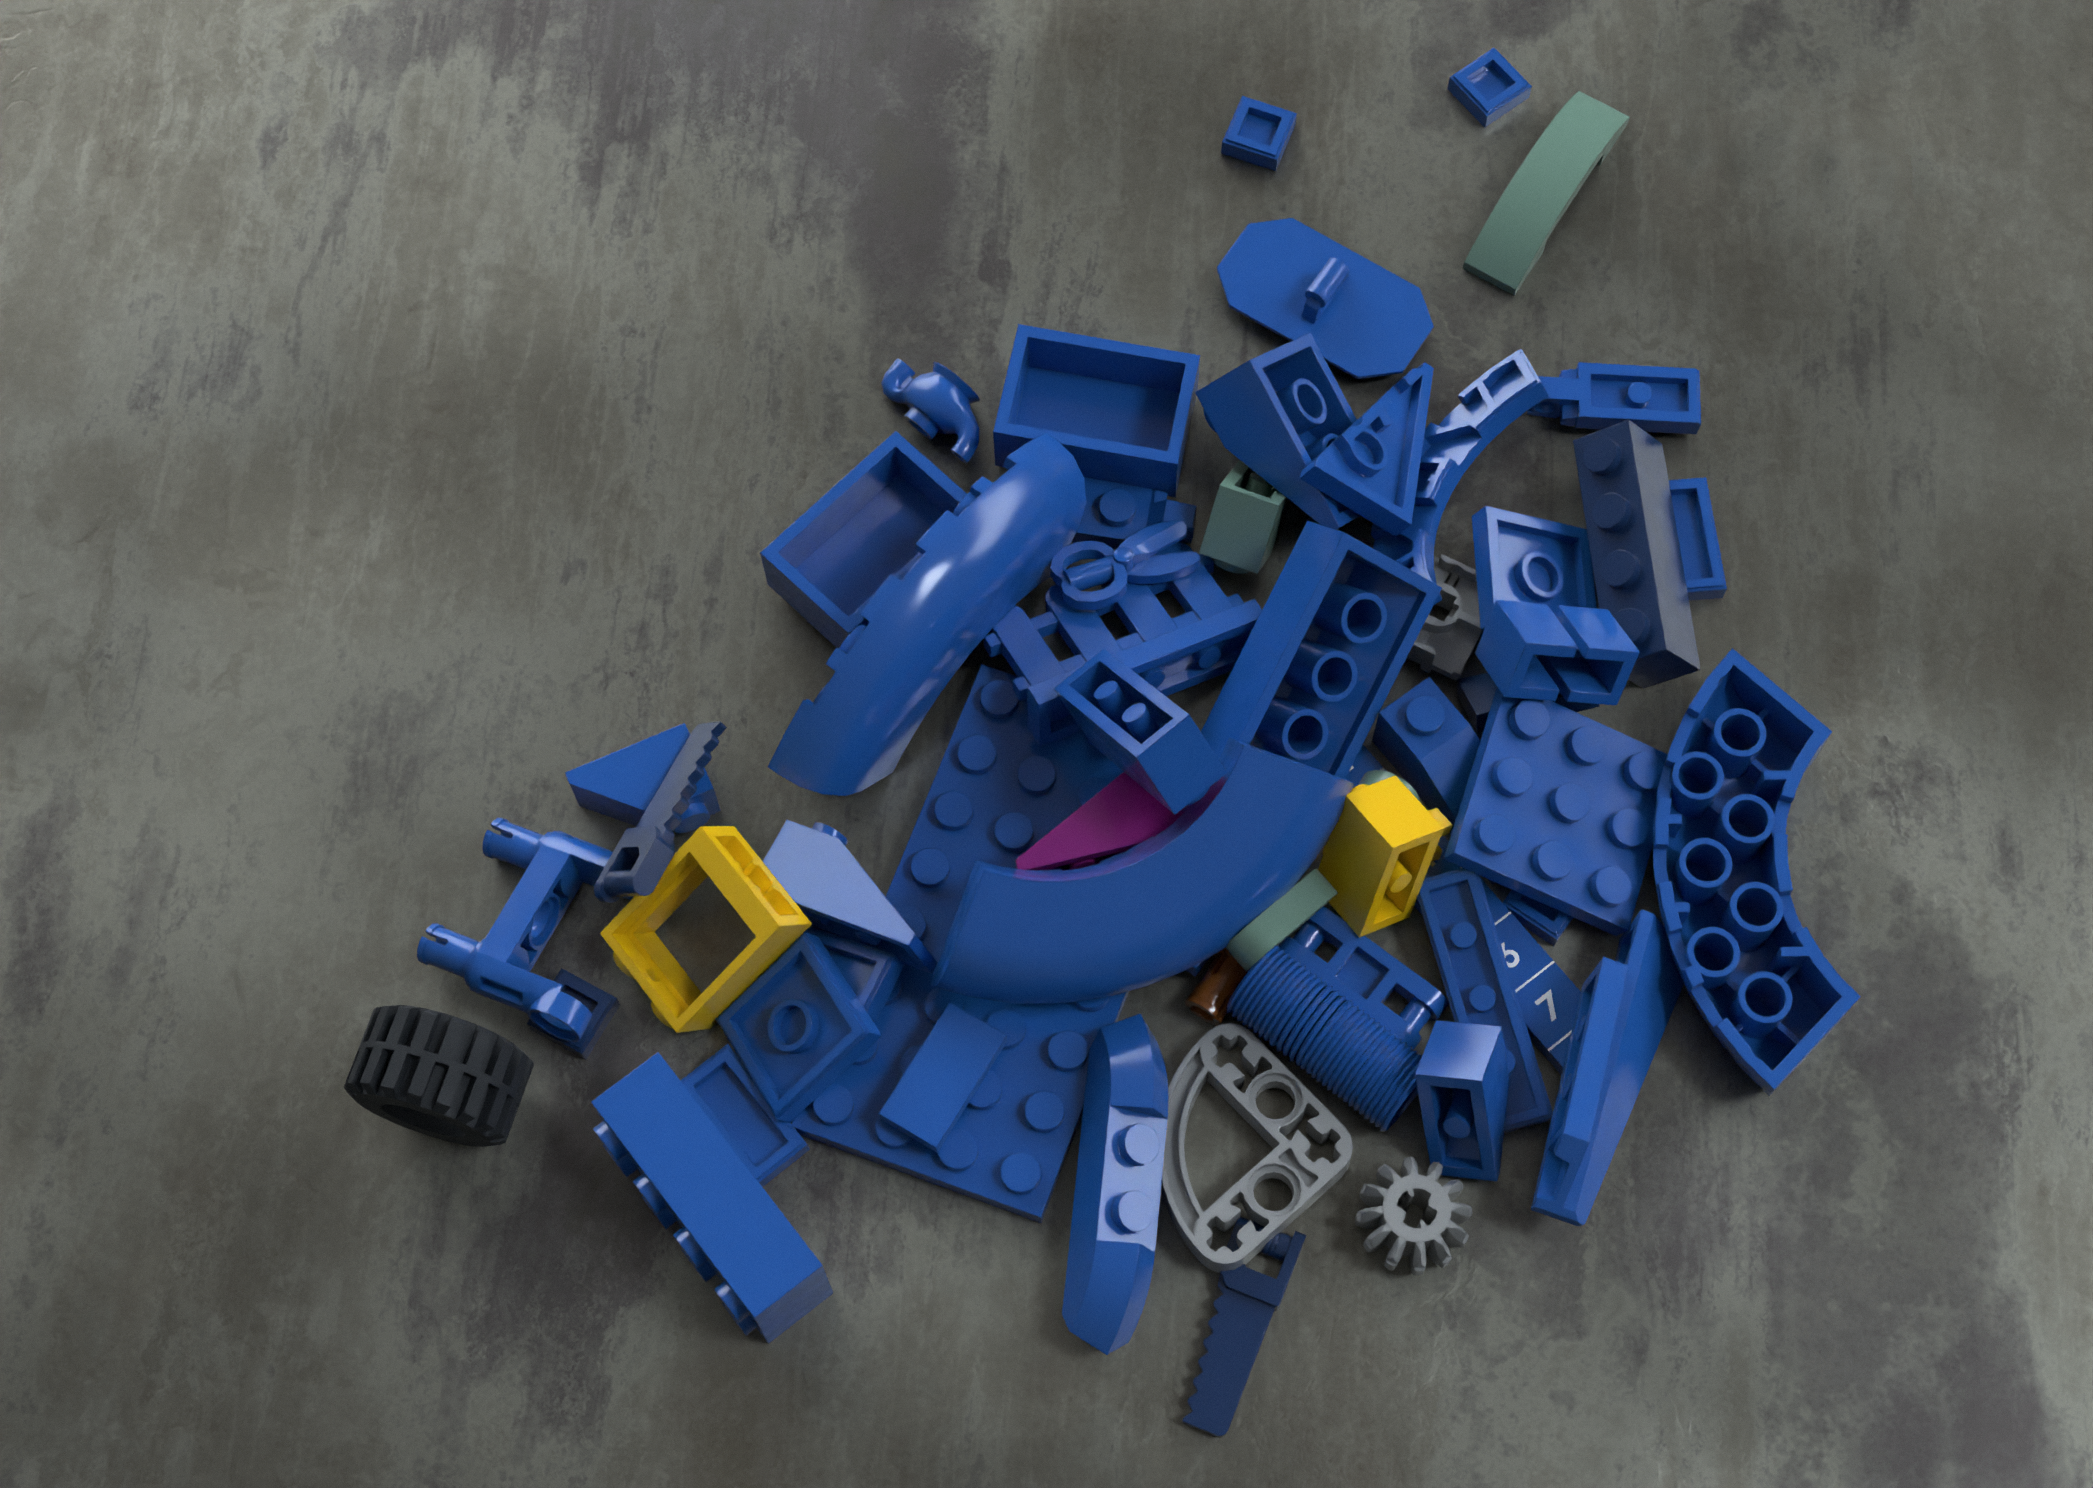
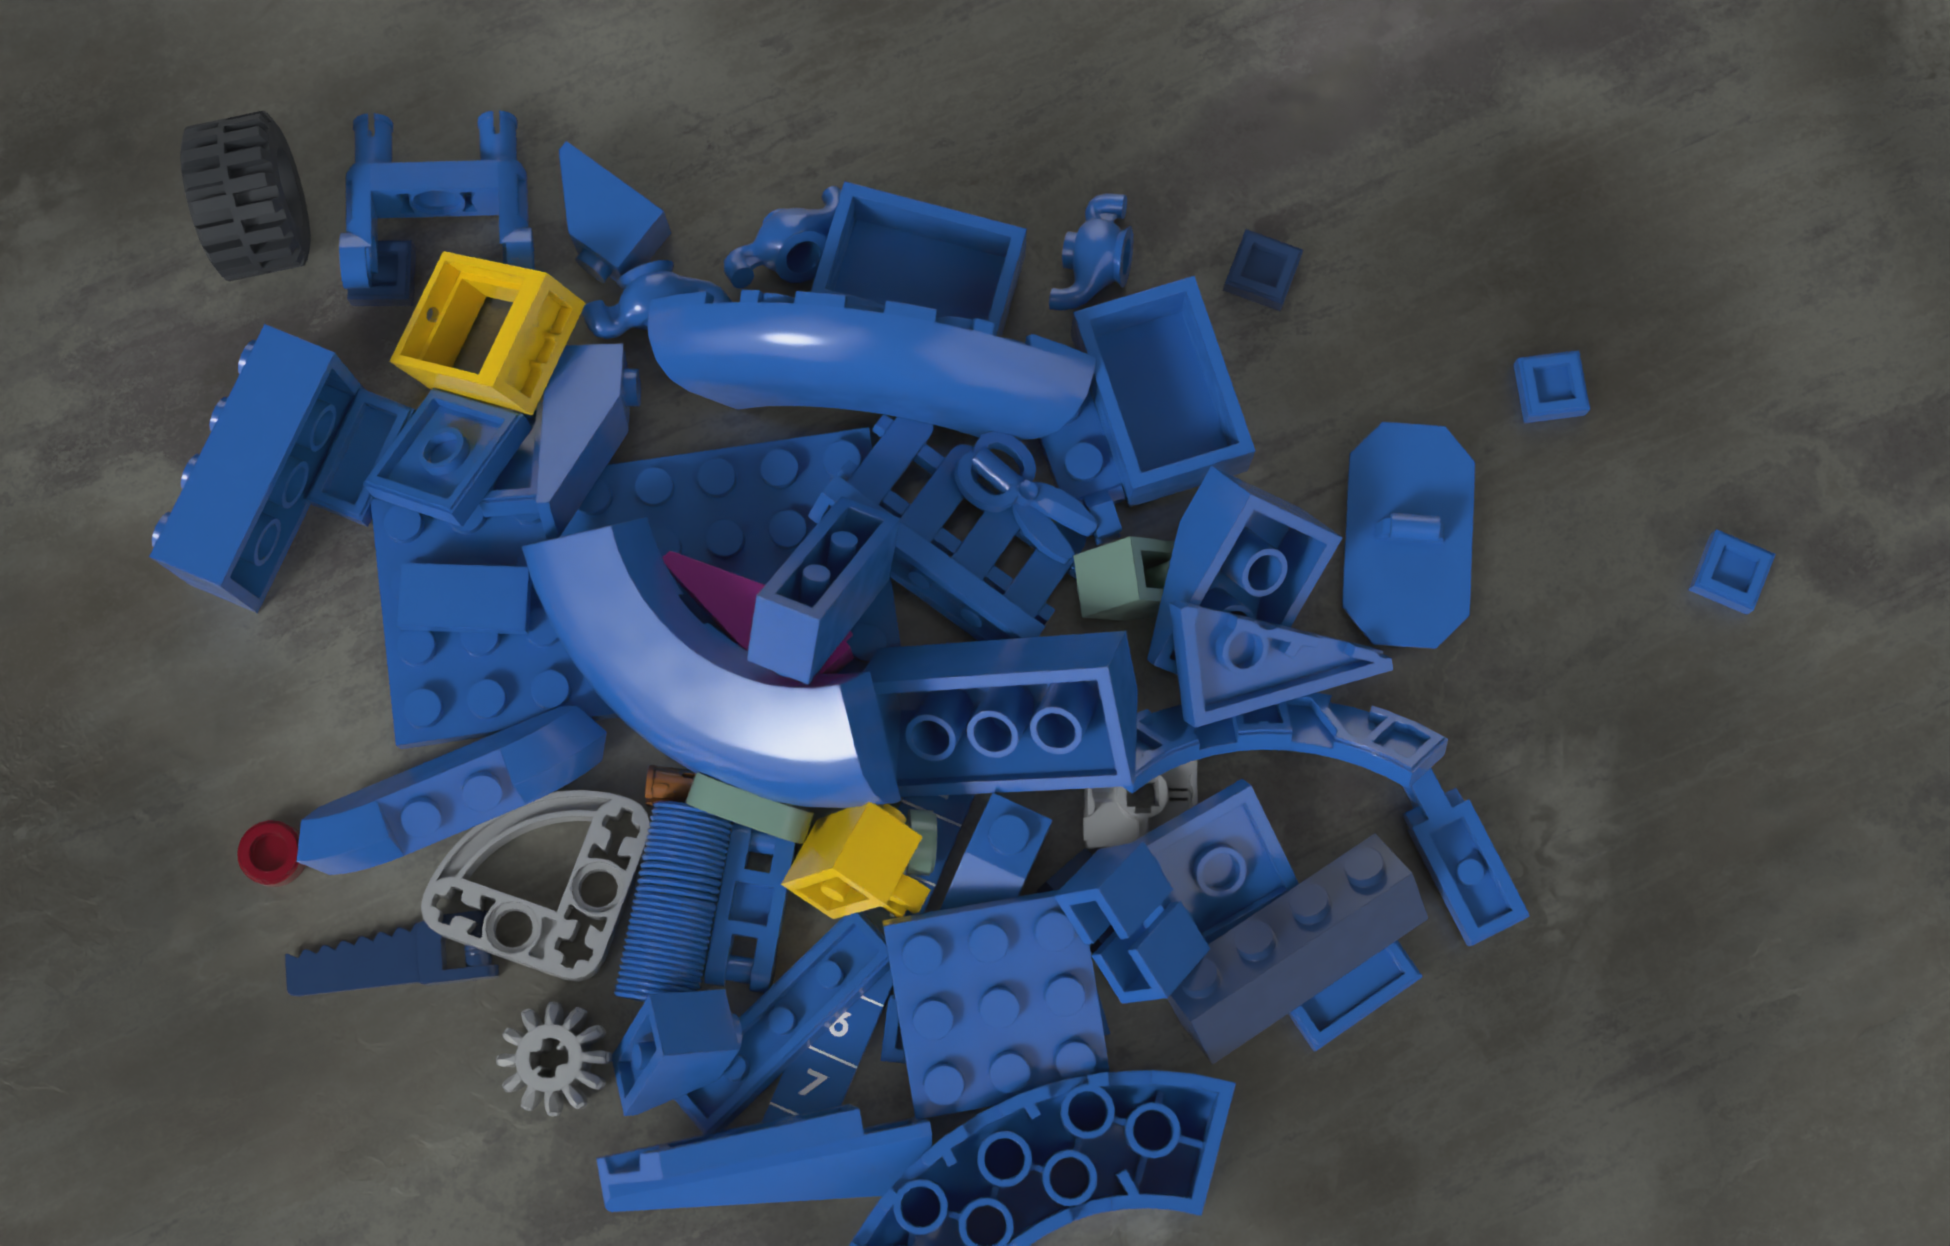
camera: 60 degrees right, 10 degrees up
(649, 847) = (521, 241): dark blue piece -> none
(753, 786) = (640, 286): none -> blue piece
(772, 643) = (786, 243): none -> blue piece
(1027, 290) = (1262, 270): none -> dark blue tile
(1078, 1387) = (270, 853): none -> dark red tile
(1543, 191) = (1651, 678): sand green slope -> none

